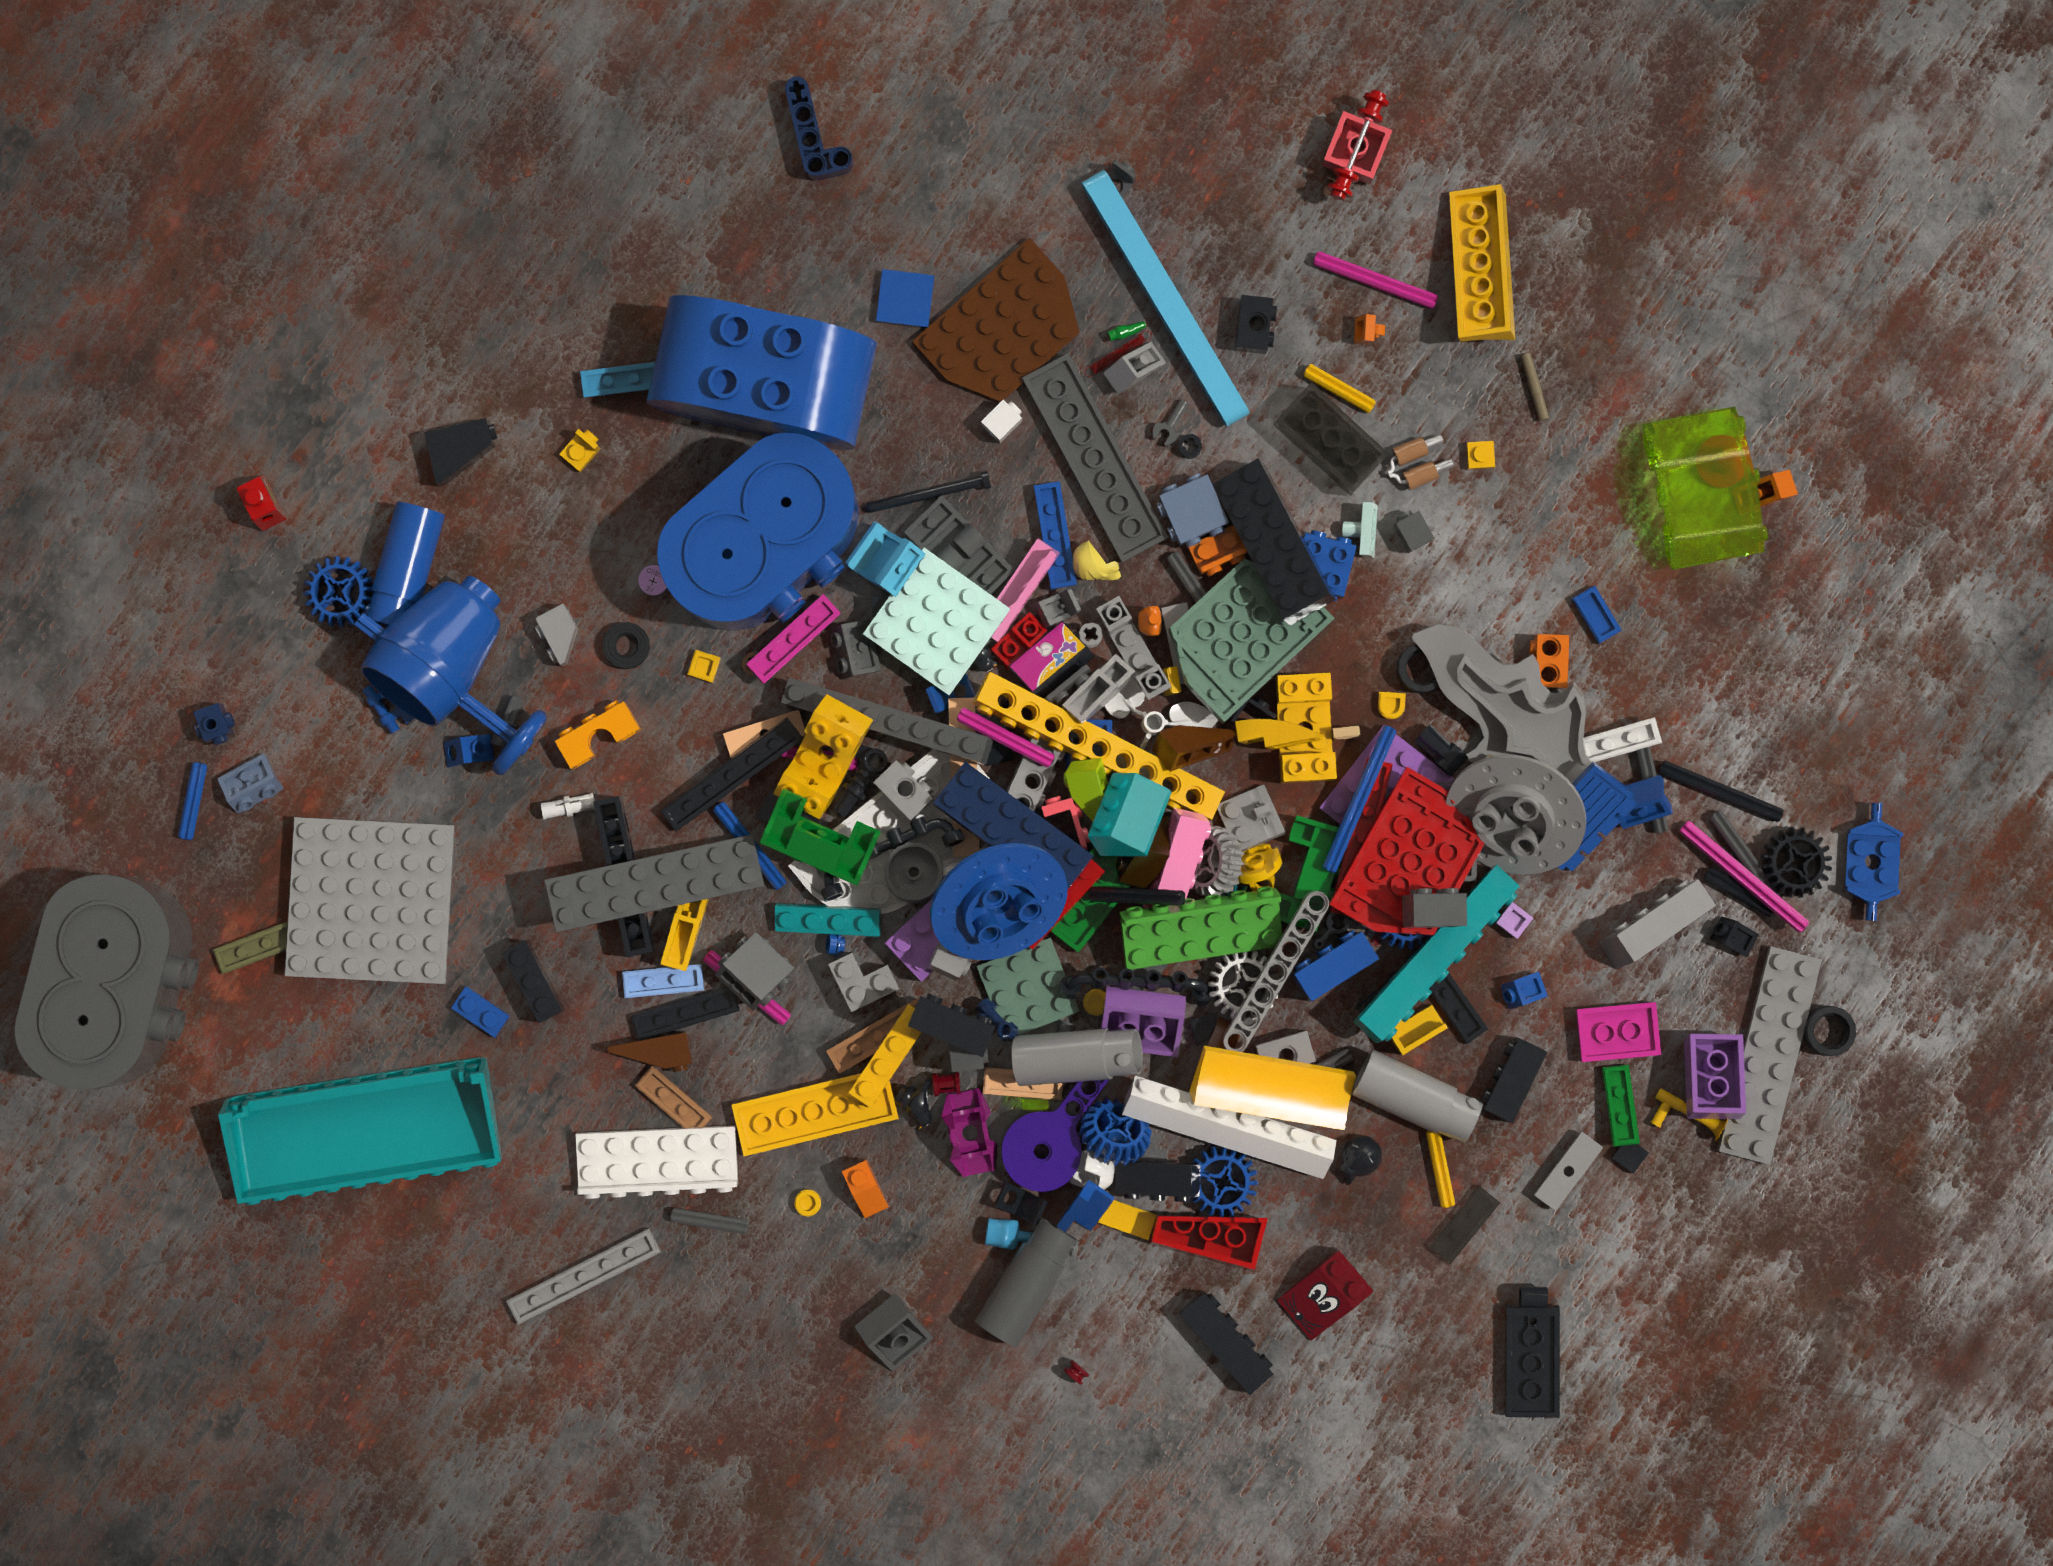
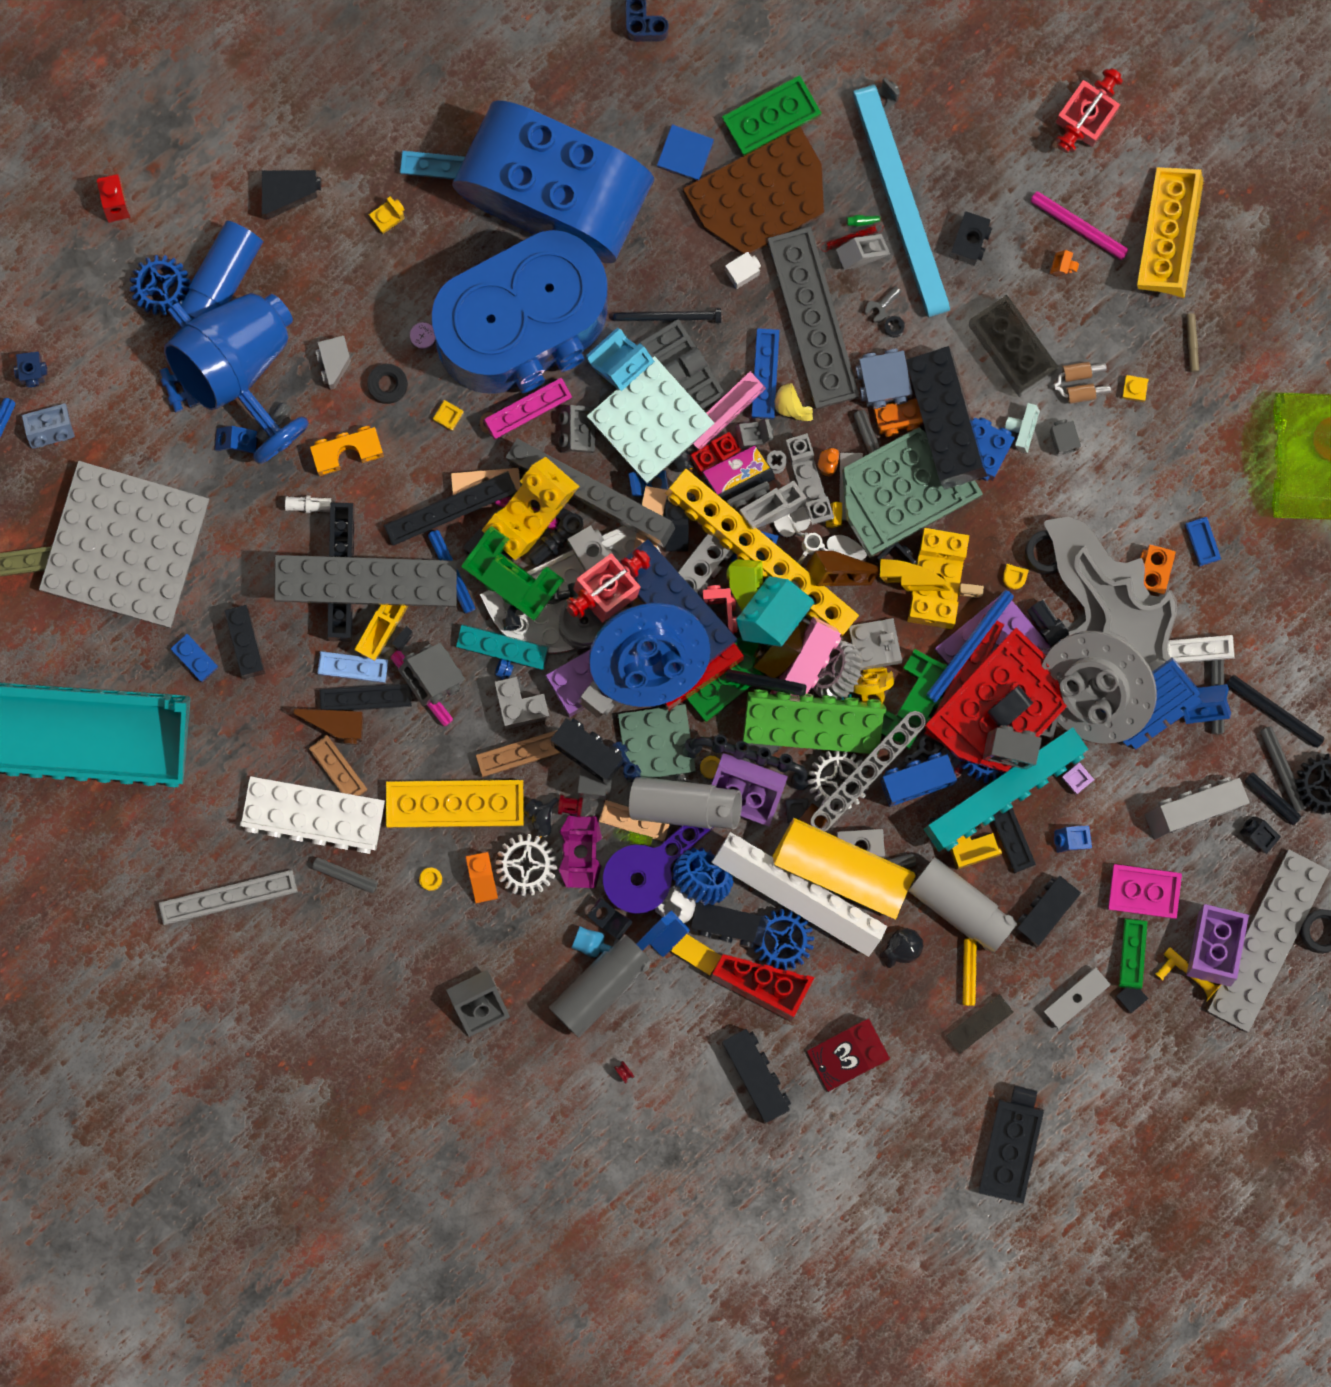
camera: 10 degrees right, 5 degrees down
(712, 936) = (403, 638): none -> black tile
(886, 1059) = (524, 772): yellow brick -> none
(889, 1166) = (537, 866): none -> white gear
(932, 830) = (608, 586): none -> coral brick
(994, 232) = (771, 115): none -> green plate
(1005, 737) = (686, 527): dark pink axle -> none
(1339, 388) = (1029, 307): yellow axle -> none
(1421, 862) = (1010, 707): none -> black beam
(1744, 877) = (1279, 785): dark pink axle -> none

